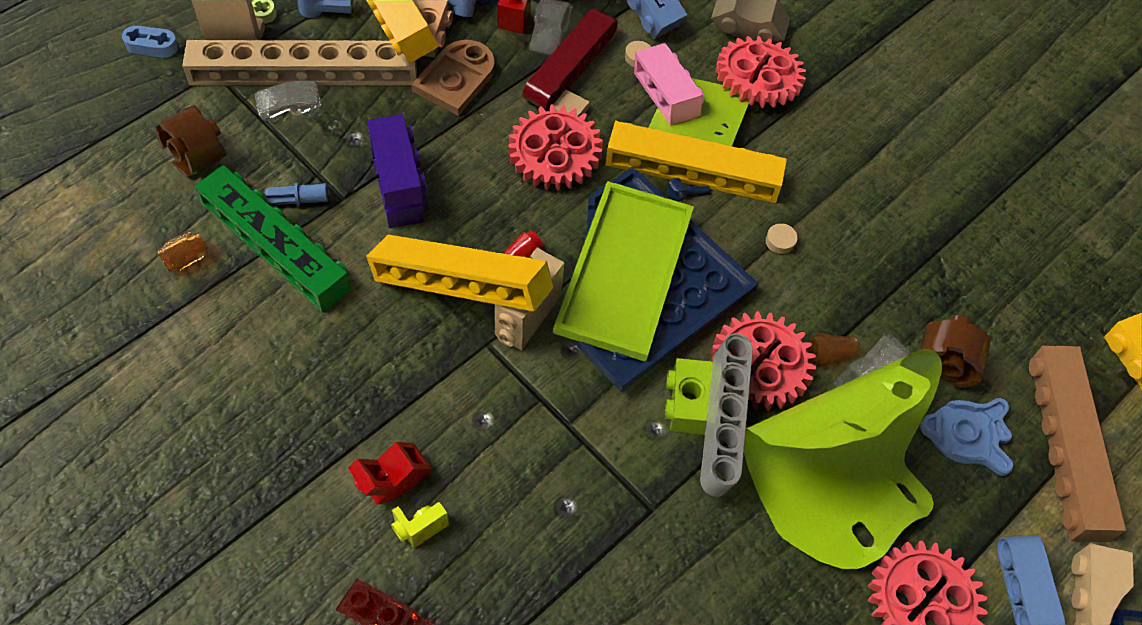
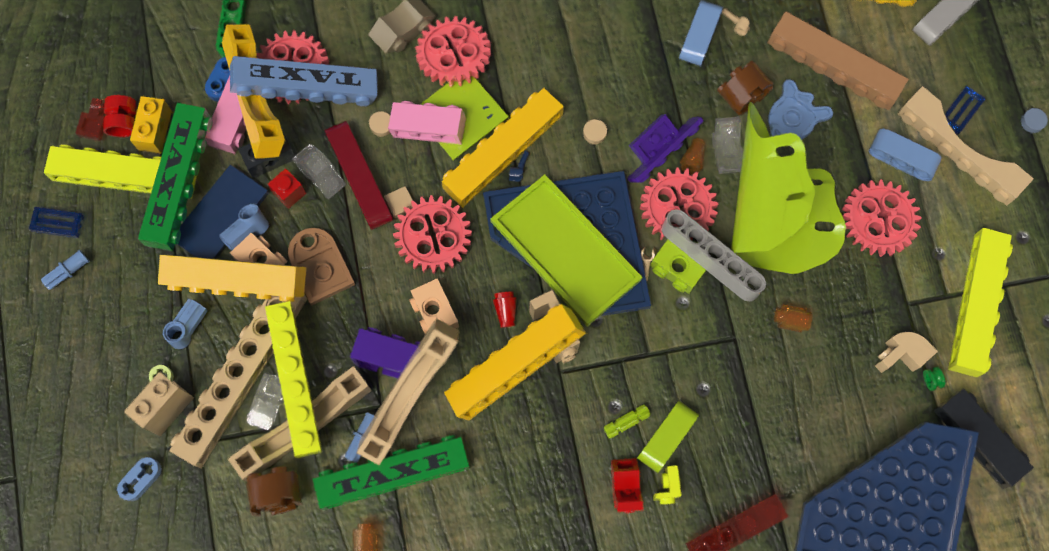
camera: 55 degrees left, 15 degrees up
(314, 95) = (293, 379): none -> neon yellow brick
(326, 149) = (277, 443): none -> tan arch
(404, 168) = (419, 370): none -> tan arch
(472, 439) = (627, 421): none -> lime axle
(481, 491) = (668, 436): none -> lime beam
(489, 181) = (428, 295): none -> light nougat brick
(678, 353) = (647, 261): none -> tan hand
(721, 559) = (793, 318): none -> clear orange brick
(818, 299) = (657, 142): none -> dark purple bracket
(978, 280) = (700, 33): none -> medium blue beam
(1022, 319) = (742, 23): none -> tan hand

